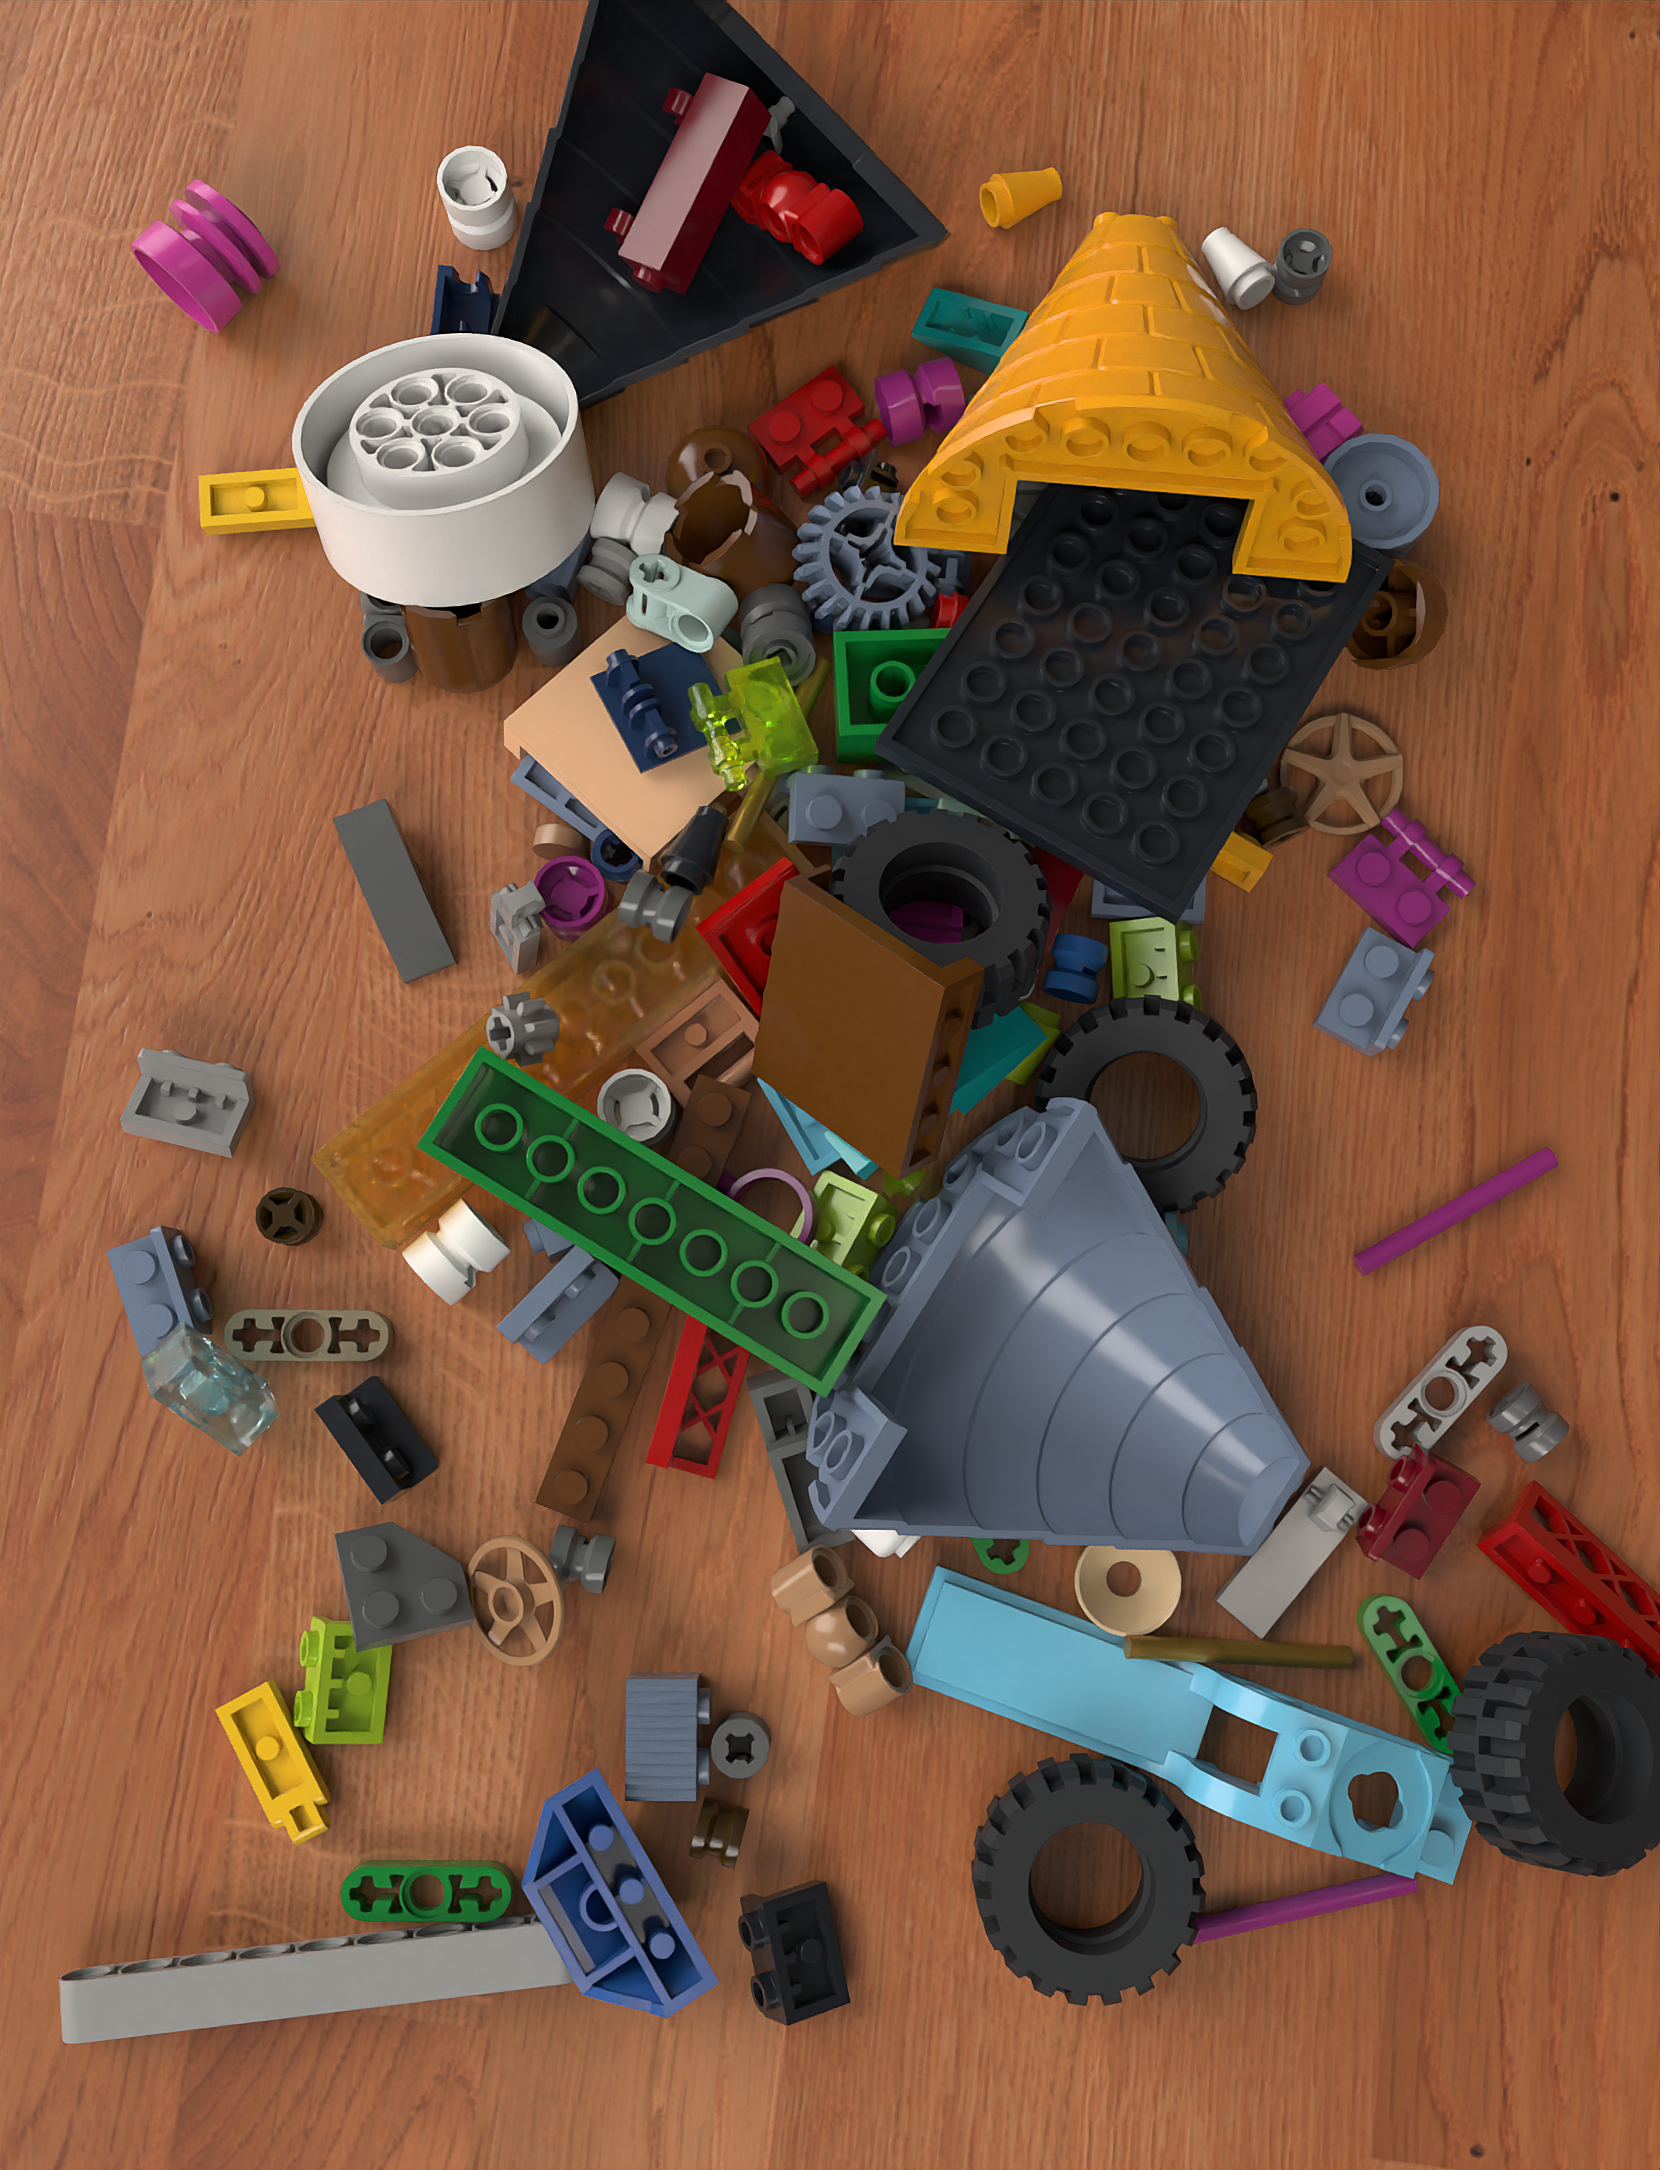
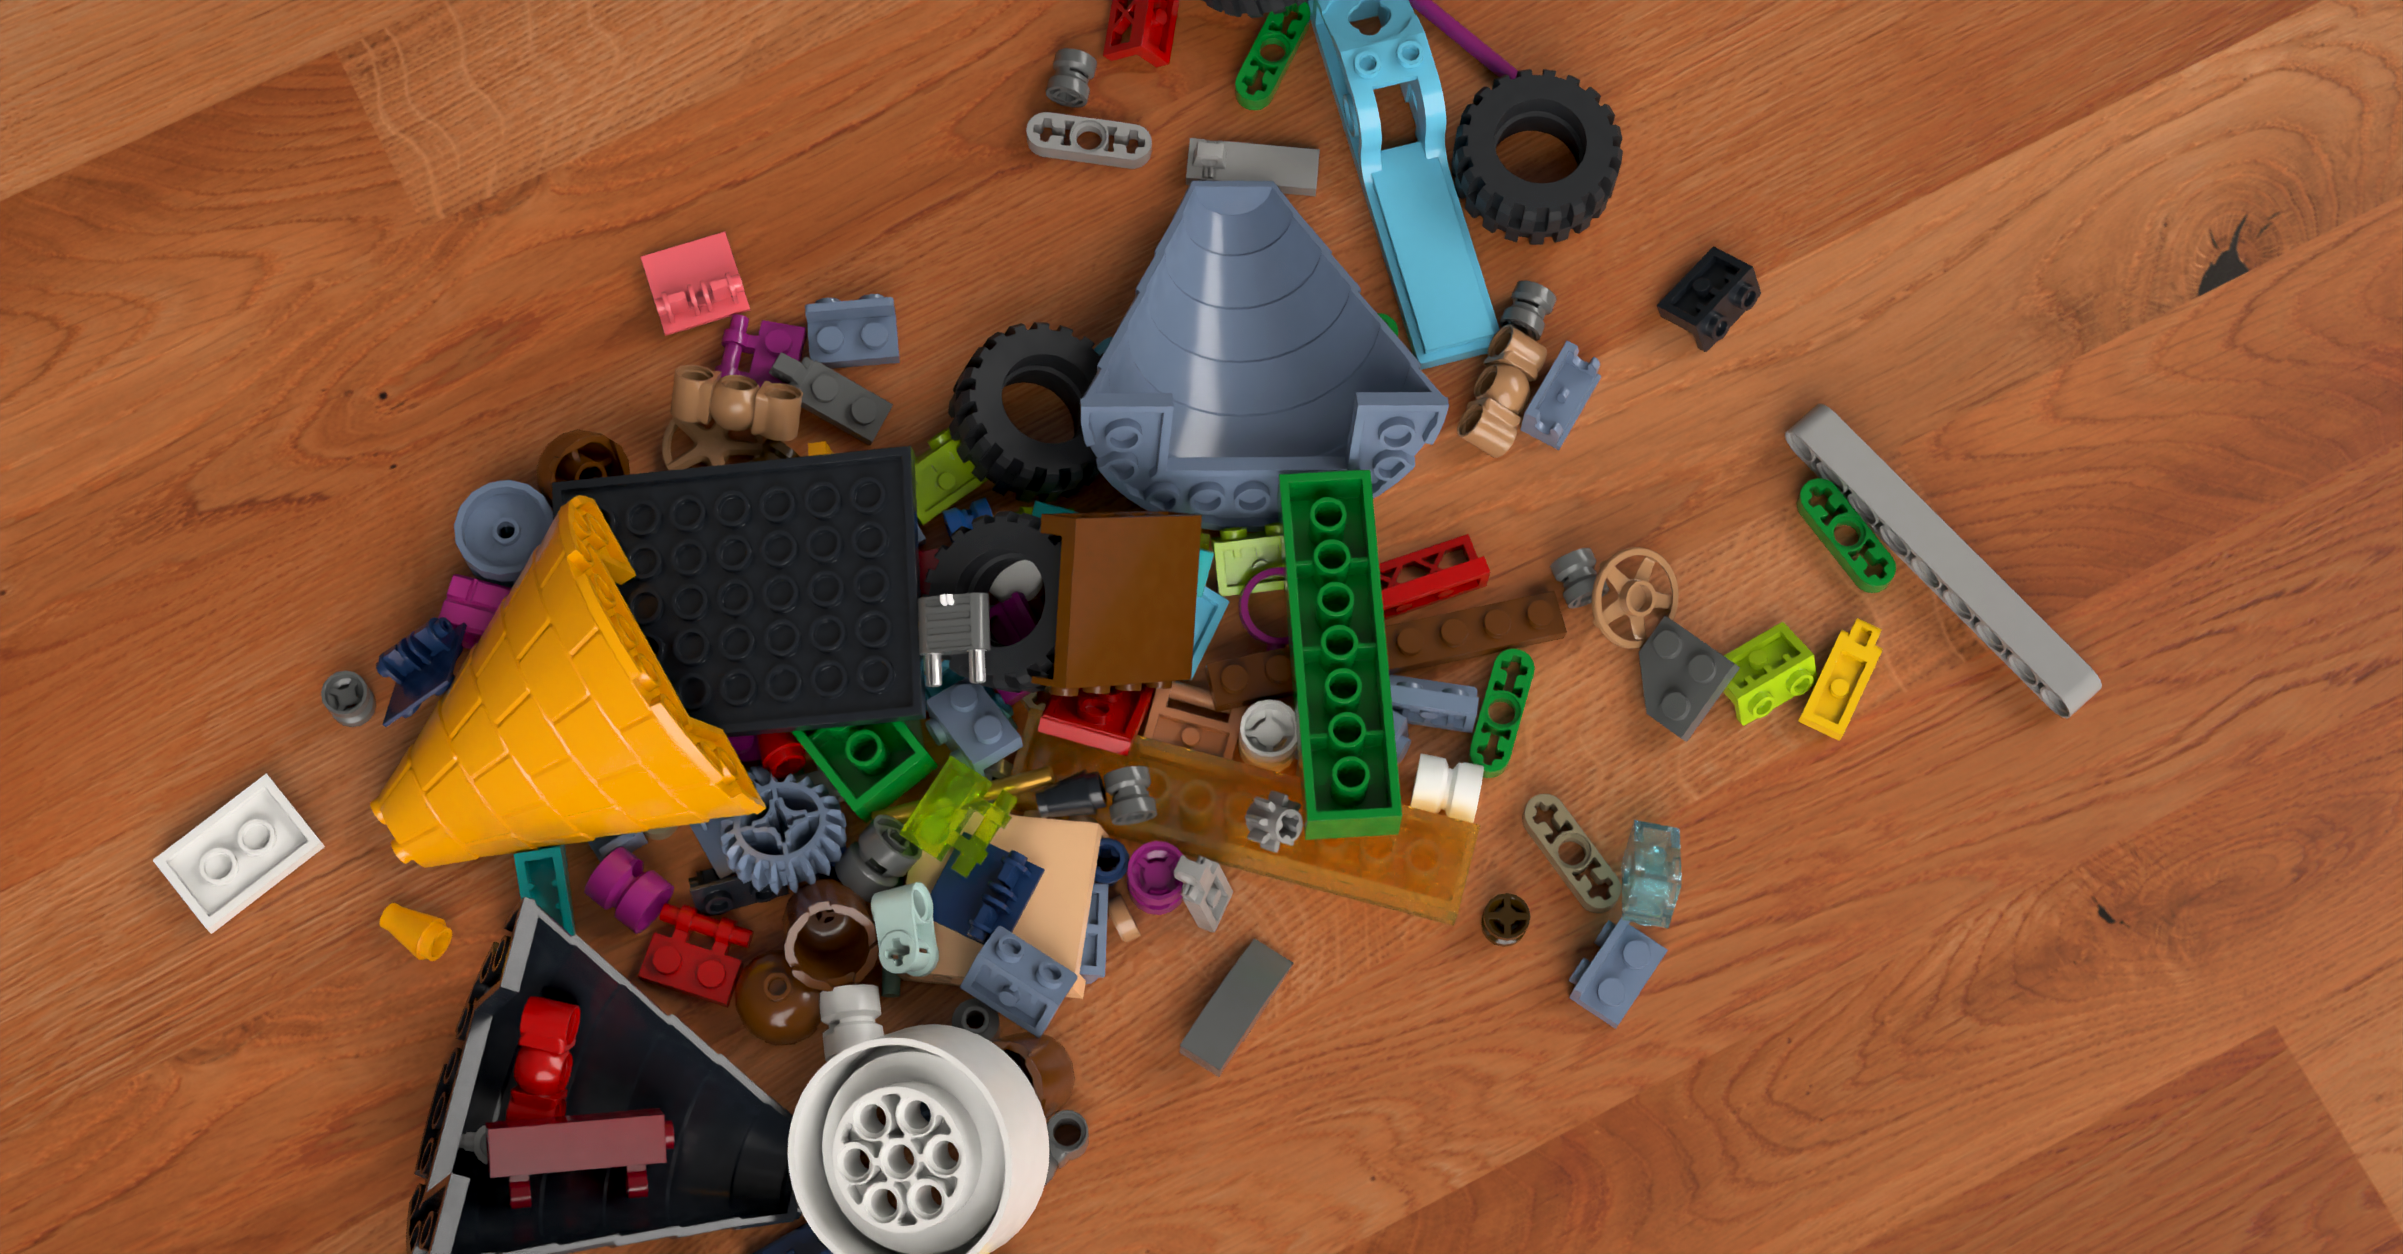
camera: 130 degrees left, 10 degrees down
(189, 1102) = (1481, 1040): light grey bracket -> none
(378, 1439) = (1600, 754): black bracket -> none
(478, 1371) = (1521, 686): none -> green beam
(545, 674) = (1018, 981): none -> sand blue bracket
(608, 571) = (901, 1015): light grey wheel -> none
(610, 1905) = (1765, 409): blue wedge -> none
(664, 1736) = (1644, 454): sand blue brick -> none
(719, 1832) = (1676, 384): dark brown wheel -> none
(749, 1736) = (1612, 418): dark grey wheel -> none
(784, 1418) = (1410, 500): dark grey slope -> none
(794, 1694) = (1561, 397): none -> sand blue hinge
(915, 1731) = (1529, 308): none -> dark grey wheel
(942, 829) = (954, 626): none -> dark grey piece
(1133, 1613) = (1357, 229): tan piece -> none
(1209, 85) = (238, 853): none -> white plate
(1237, 1652) = (1338, 156): pearl gold bar -> none
(1238, 269) = (375, 744): white cone -> none
(1288, 343) = (421, 666): none -> dark blue hinge
(1313, 922) = (834, 397): none -> dark grey hinge
(1368, 811) = (736, 402): none -> medium nougat piece
(1415, 1511) = (1175, 108): dark red bracket -> none
(1455, 1211) = (964, 200): magenta bar -> none
(1539, 870) = (695, 283): none -> coral hinge

